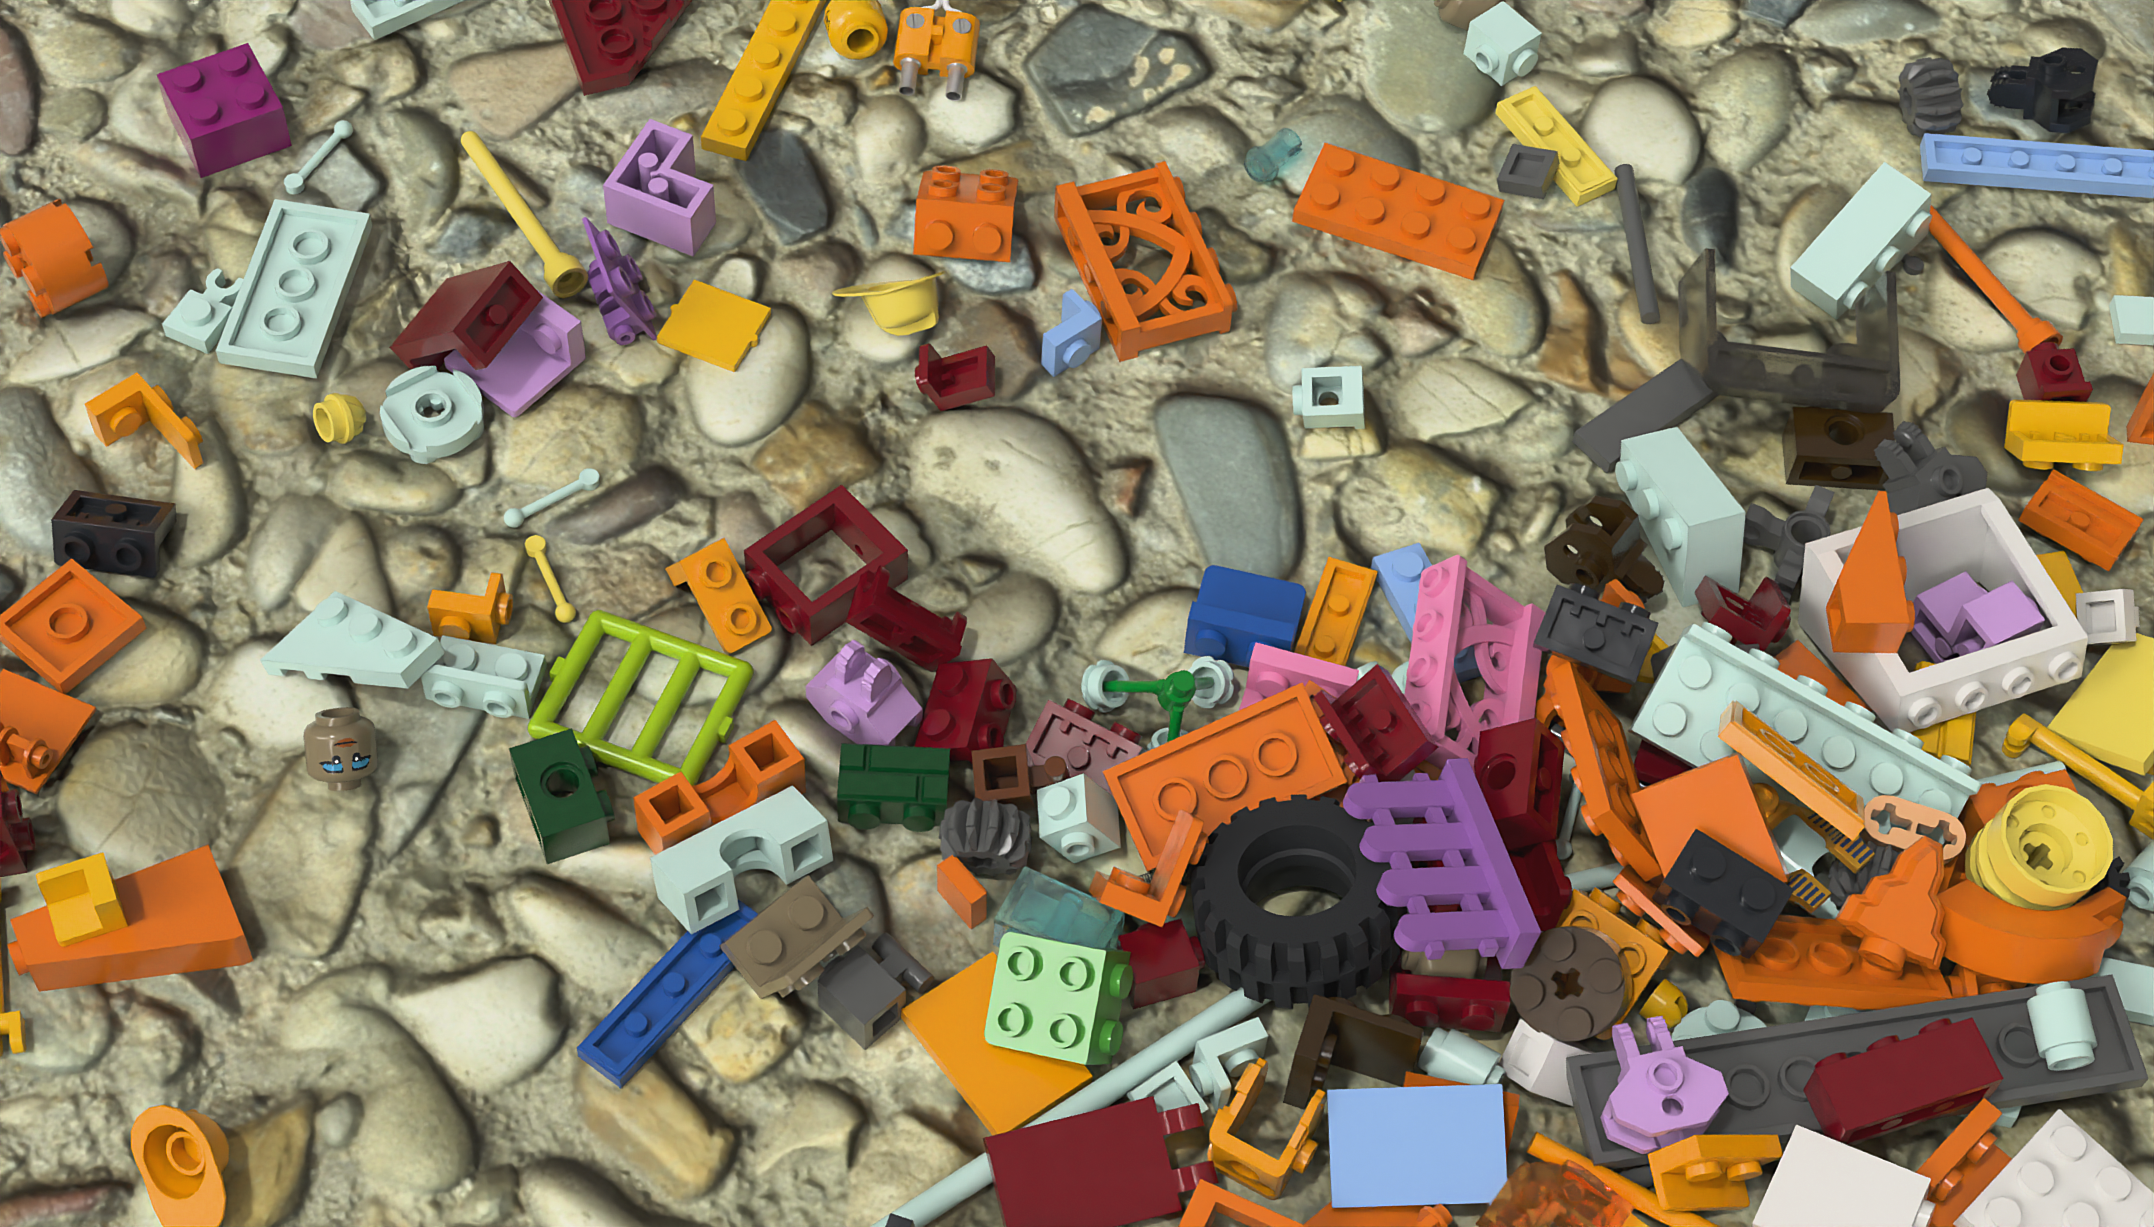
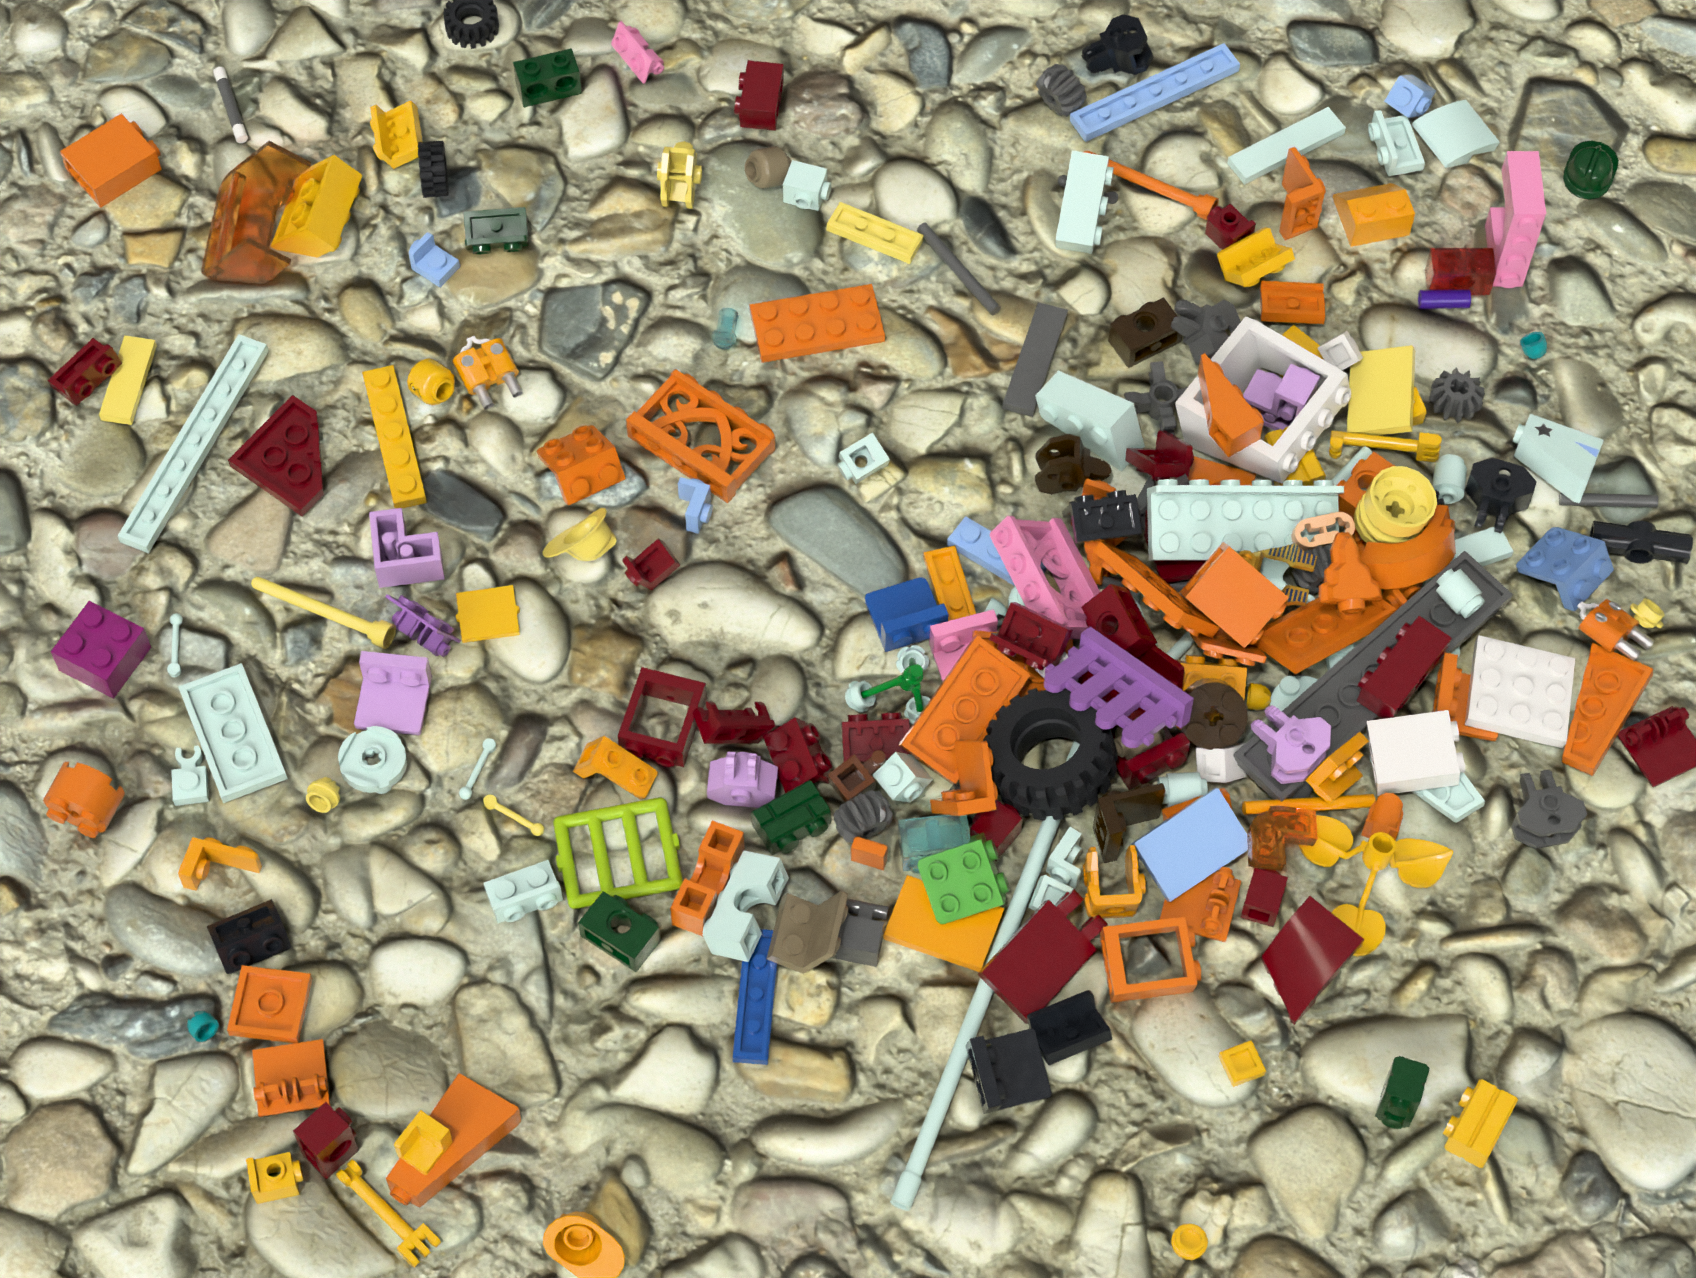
camera: 30 degrees left, 5 degrees up
(340, 748) = (483, 978): dark tan head -> none
(354, 642) = (443, 914): light aqua wing -> none
(468, 314) = (358, 692): dark red panel -> none
(471, 615) = (492, 862): light orange bracket -> none
(1528, 171) = (873, 258): dark grey plate -> none
(1722, 895) = (1262, 624): black bracket -> none
(1792, 769) = (1251, 535): light orange tile -> none
(1844, 378) = (1127, 289): clear smoke windscreen -> none

